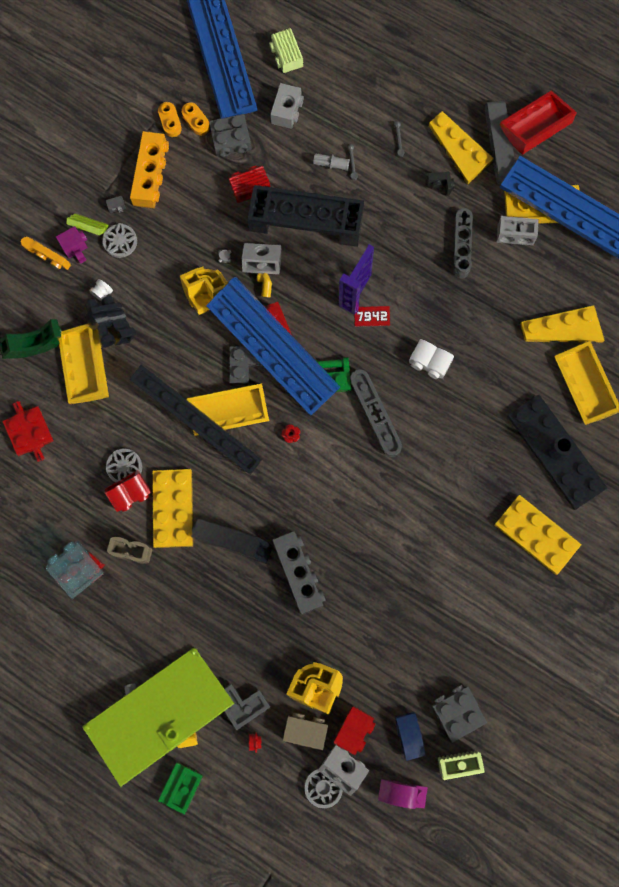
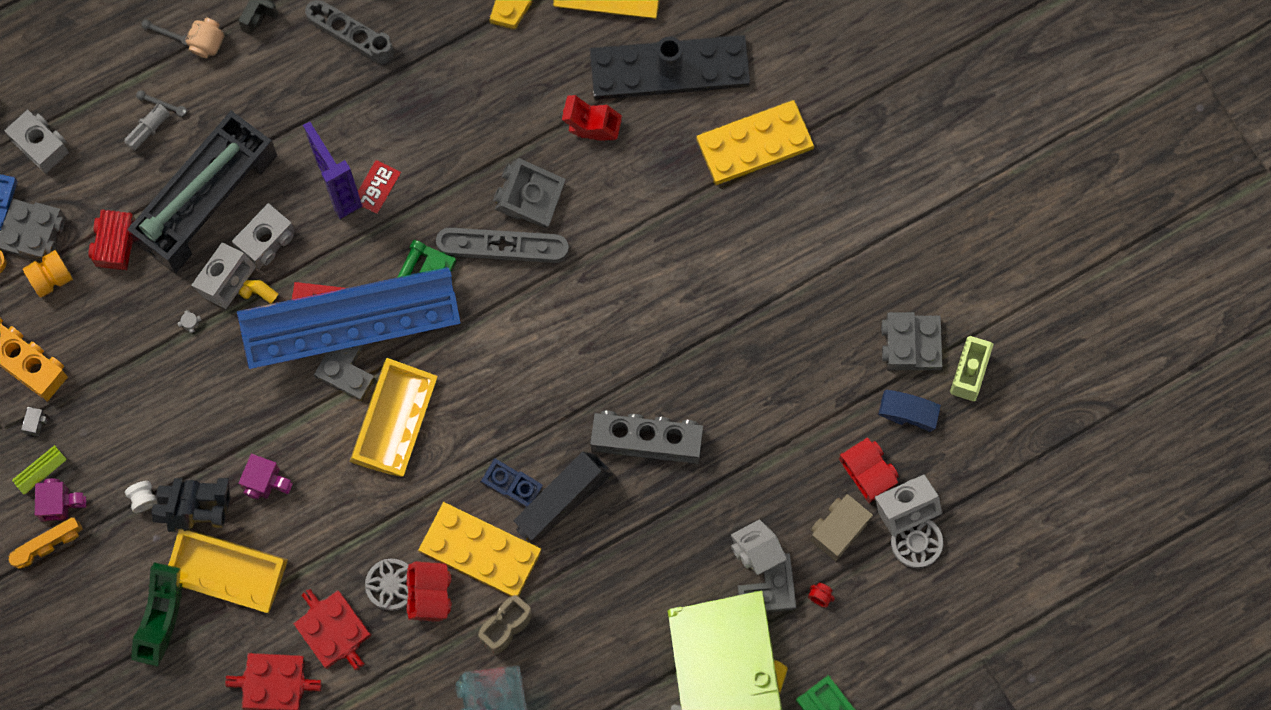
camera: 65 degrees left, 5 degrees down
(78, 447) = (332, 629): none -> red plate
(119, 240) = (86, 441): light grey wheel -> none
(148, 352) = (261, 476): none -> magenta brick
(195, 419) = (385, 459): black plate -> none
(202, 286) = (220, 364): yellow brick -> none
(205, 158) = (47, 274): none -> light orange wheel
(225, 504) = (511, 483): none -> dark blue slope
(259, 684) = (757, 547): none -> light grey brick
(263, 198) = (153, 226): none -> sand green piece
(291, 438) = (471, 365): red plate -> none
(294, 260) = (265, 222): none -> light grey brick
(316, 686) = (794, 485): yellow brick -> none
(402, 794) = (970, 452): magenta brick -> none
(406, 161) = (204, 38): none -> light nougat head
(418, 410) = (528, 193): none -> dark grey plate
(431, 359) = (474, 145): white brick -> none
(489, 421) = (589, 121): none -> red brick

